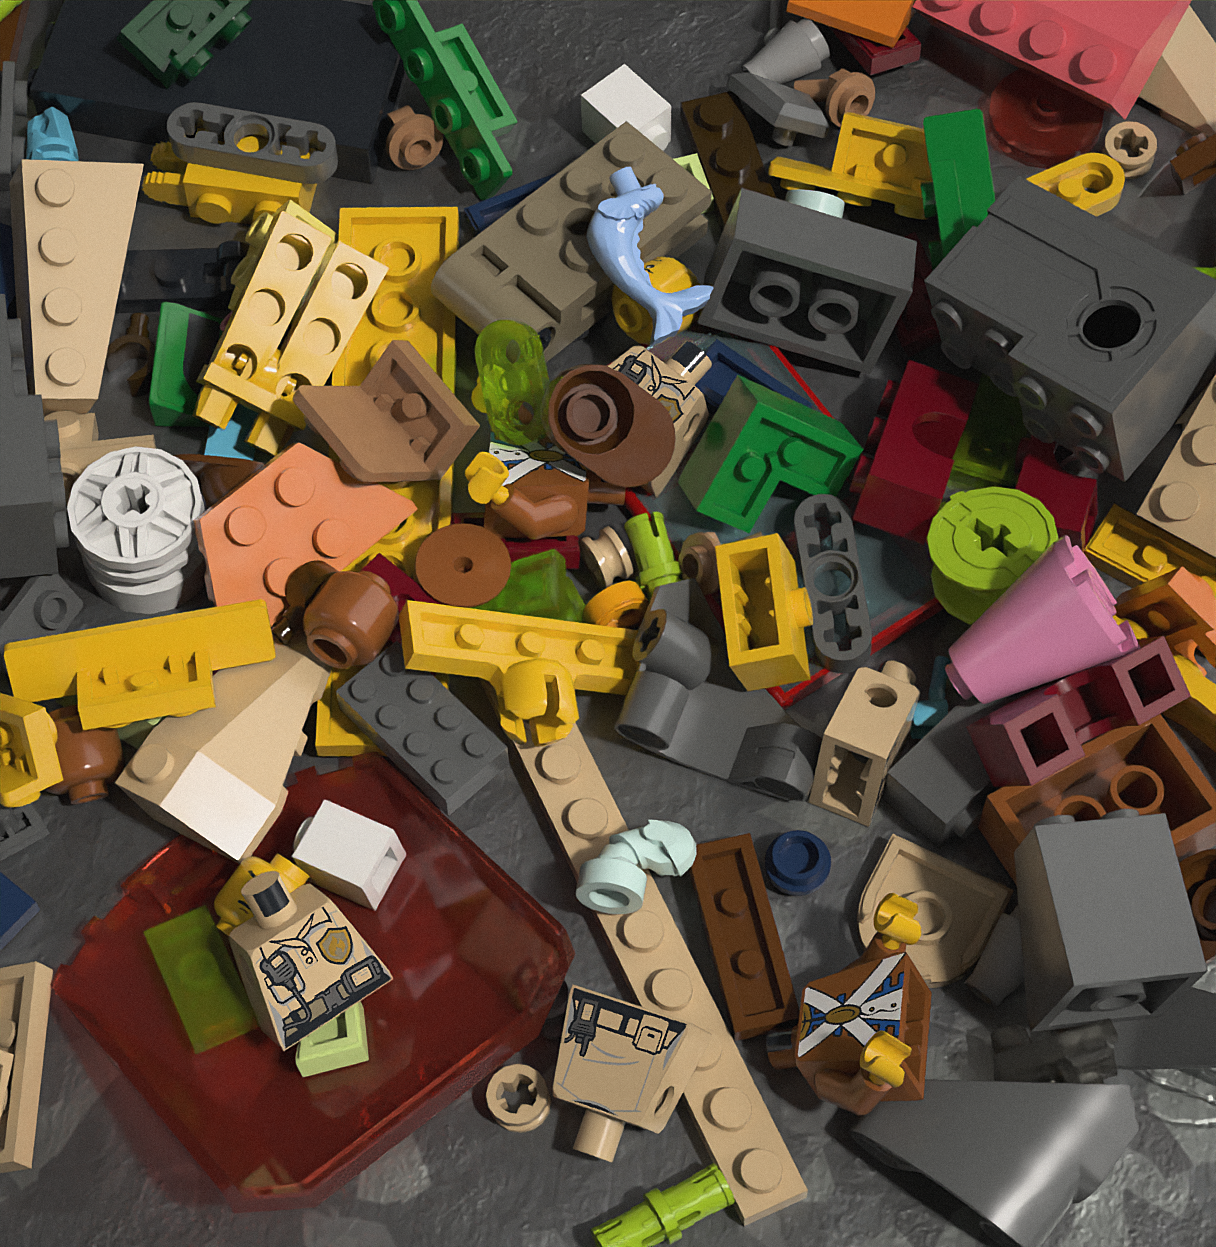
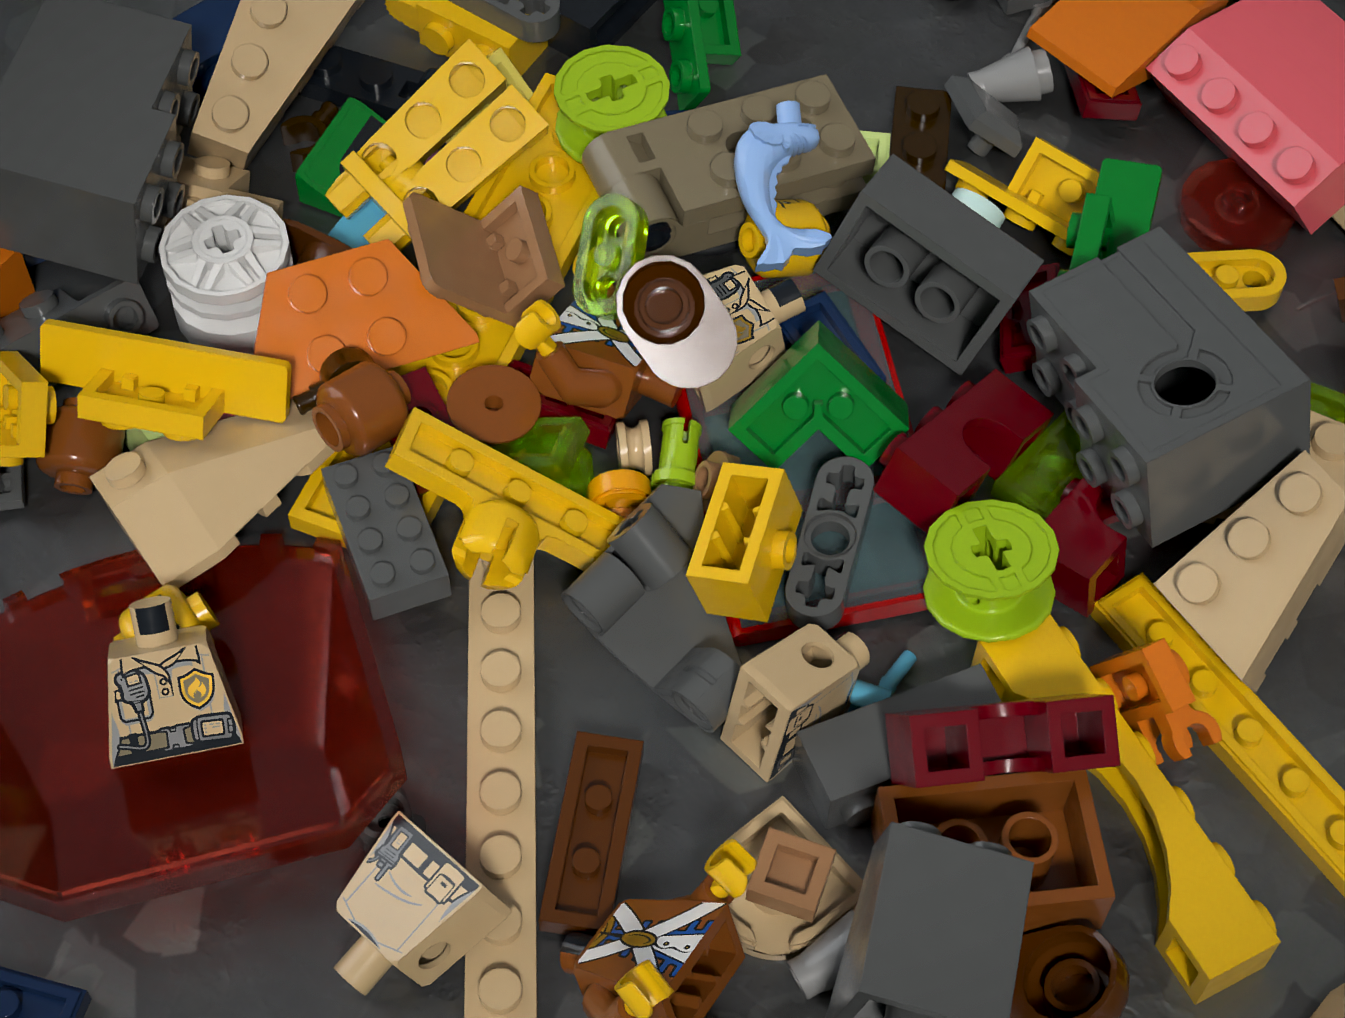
camera: 20 degrees right, 5 degrees down
(201, 979) = (77, 681): clear neon green plate -> none
(335, 1044) = (169, 782): yellowish green tile -> none
(348, 854) = (264, 619): white brick -> none
(413, 139) = (641, 33): medium nougat plate -> none
(425, 216) = (605, 92): none -> lime piece
(509, 1080) = (309, 922): tan bush -> none
(615, 878) = (488, 733): light aqua arm -> none
(625, 98) = (847, 69): white brick -> none
(797, 863) = (679, 788): dark blue plate -> none
(842, 93) = (1051, 122): medium nougat plate -> none
(943, 901) = (790, 874): none -> medium nougat plate
(1040, 629) = (999, 646): bright pink cone -> none
(1140, 140) = (1319, 258): tan bush -> none

